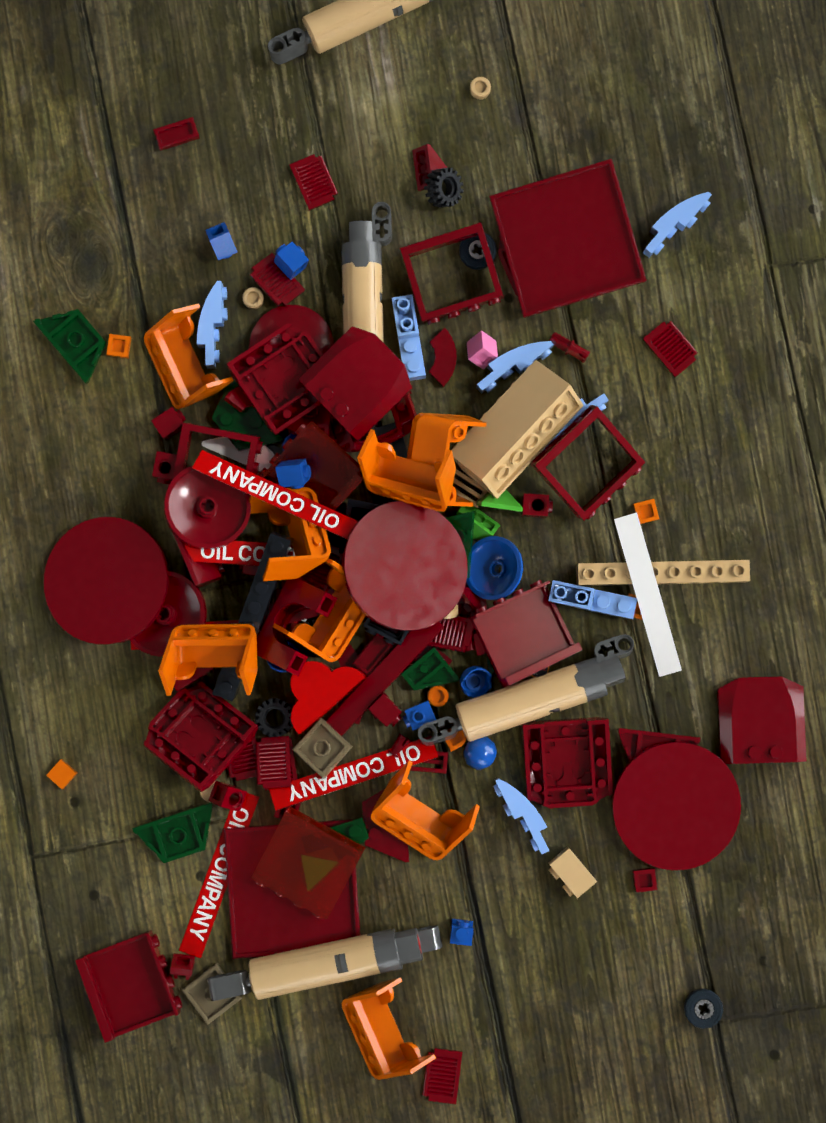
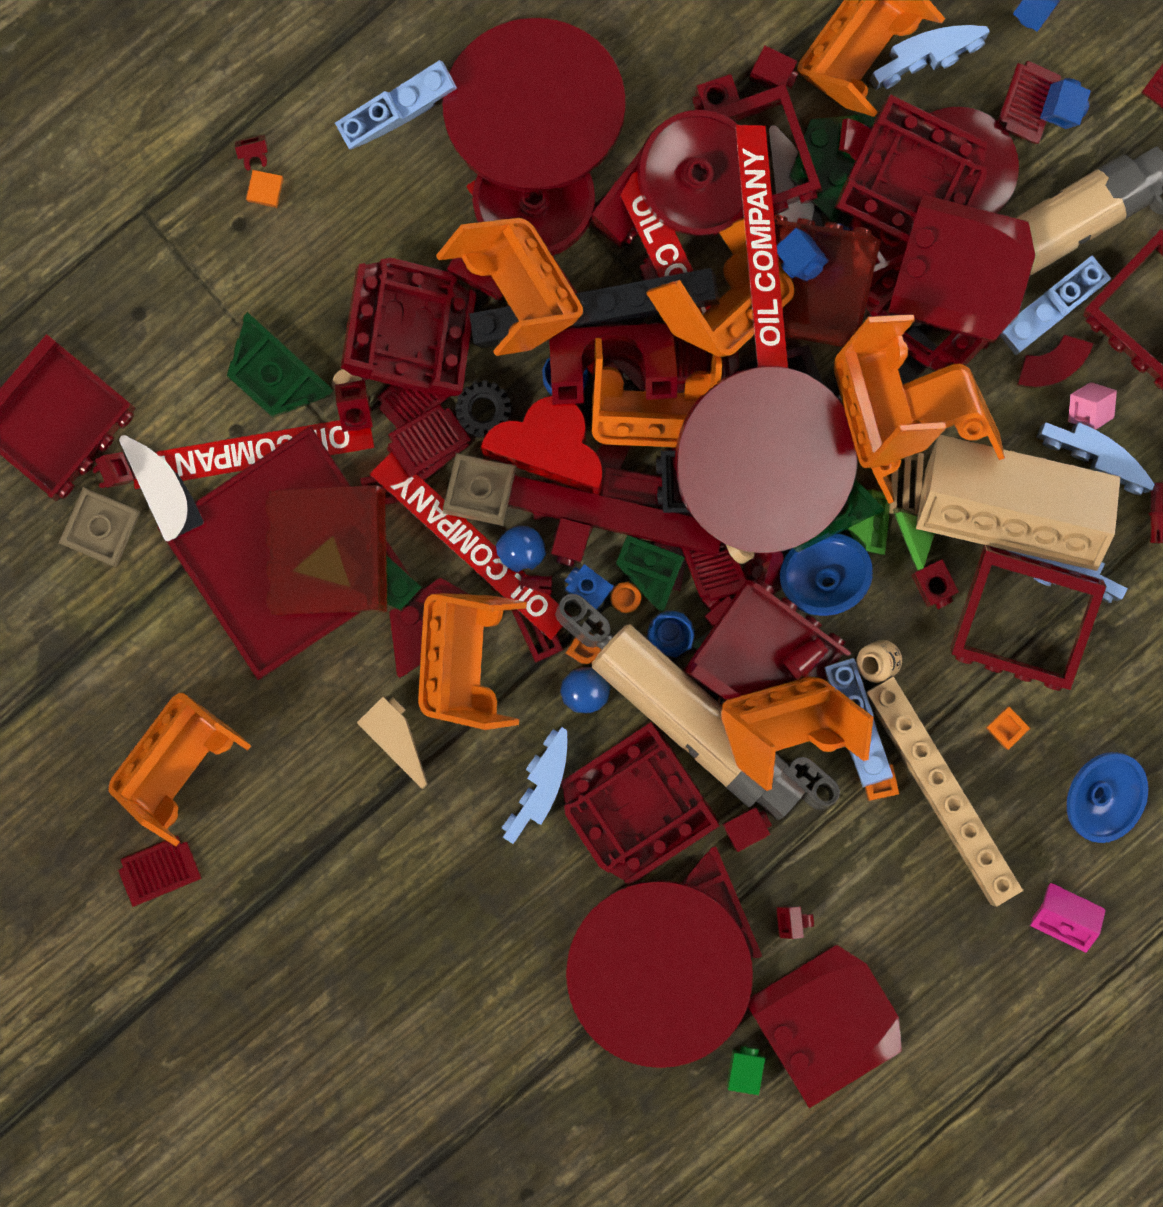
camera: 60 degrees right, 0 degrees up
(32, 768) = (250, 148): none -> dark red tile
(58, 665) = (396, 107): none -> light blue slope
(211, 941) = (163, 490): none -> white sticker
(253, 298) = (990, 85): tan tile -> none
(327, 963) = (217, 646): piece -> none
(372, 743) = (521, 548): none -> blue hair
(440, 885) = (392, 733): none -> tan slope
(461, 932) = (349, 792): blue brick -> none
(536, 609) = (805, 658): none -> dark red cone
(563, 566) = (879, 661): none -> tan head
(567, 640) = (791, 716): none -> orange windscreen
(572, 872) = (501, 889): tan brick -> none
(619, 702) = (747, 828): none -> dark red brick
(645, 880) = (543, 987): dark red tile -> none
(647, 594) = (905, 786): white sticker -> none
(689, 707) = (792, 922): none -> dark red tile
(706, 1019) = (436, 1163): black bush -> none
(721, 477) = (1107, 797): none -> blue dish
(763, 787) = (746, 1071): none -> green brick
(779, 540) = (1069, 918): none -> dark pink panel

